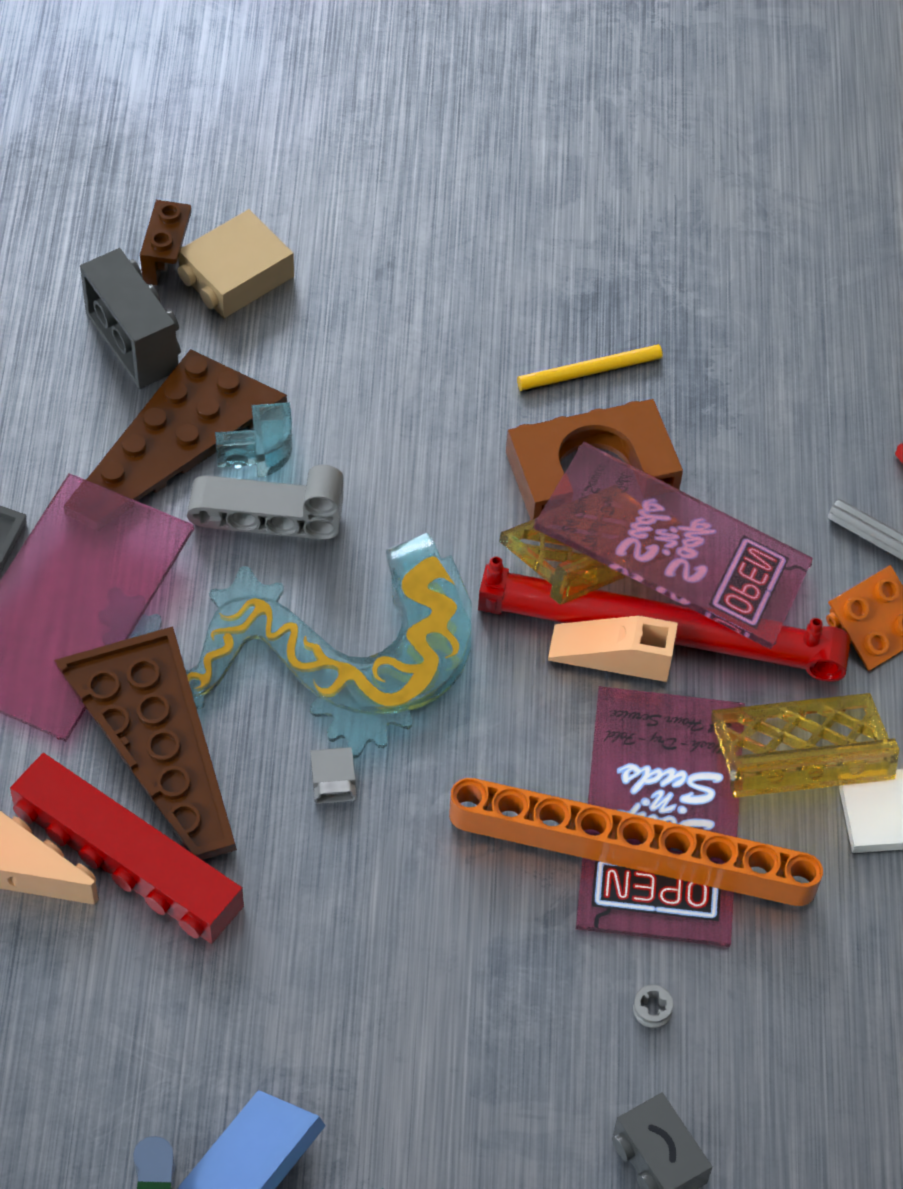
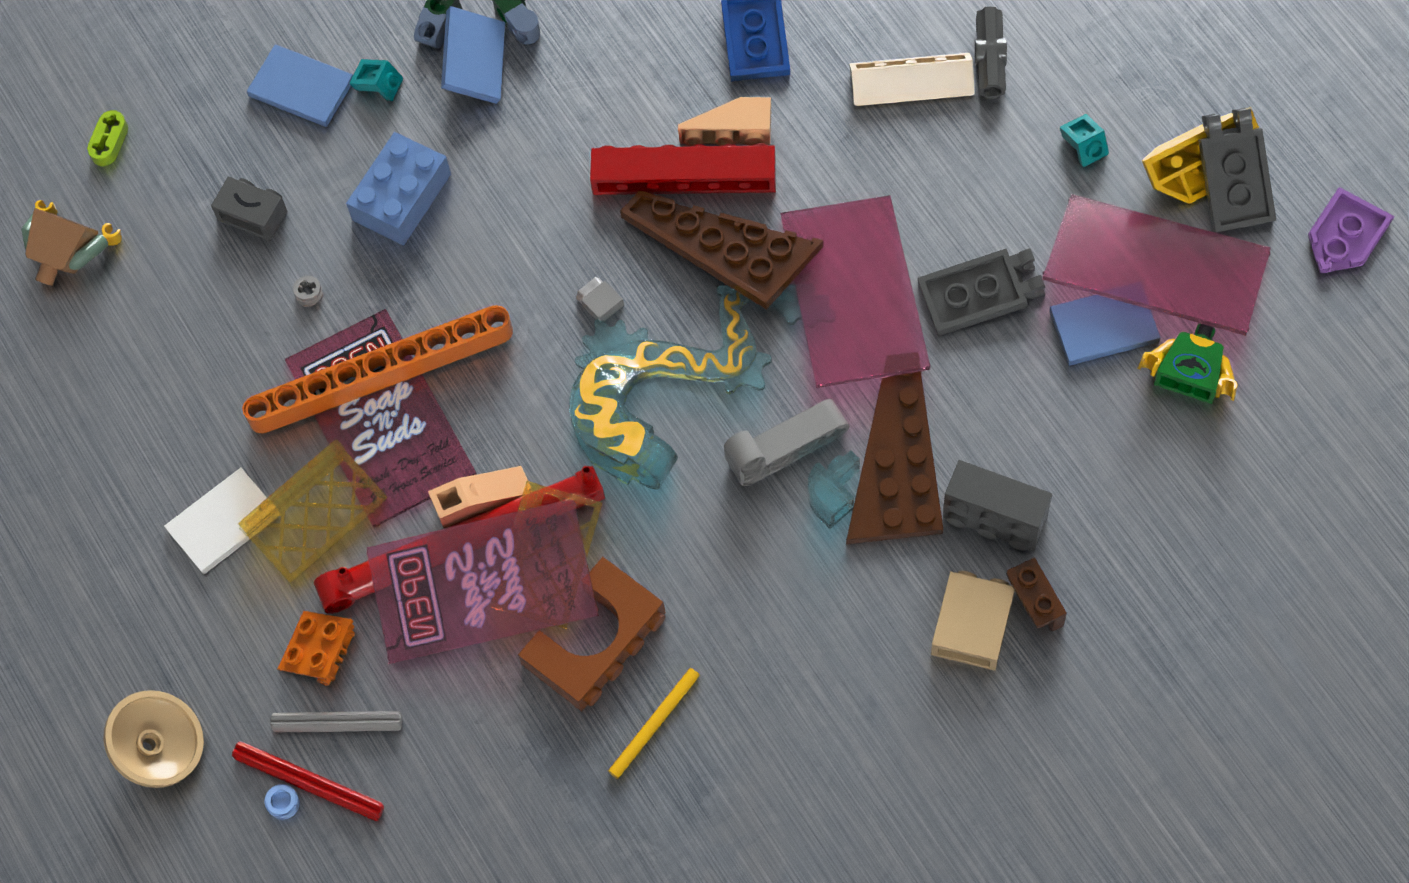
camera: 155 degrees right, 10 degrees up
(464, 1046) = (398, 188): none -> medium blue brick

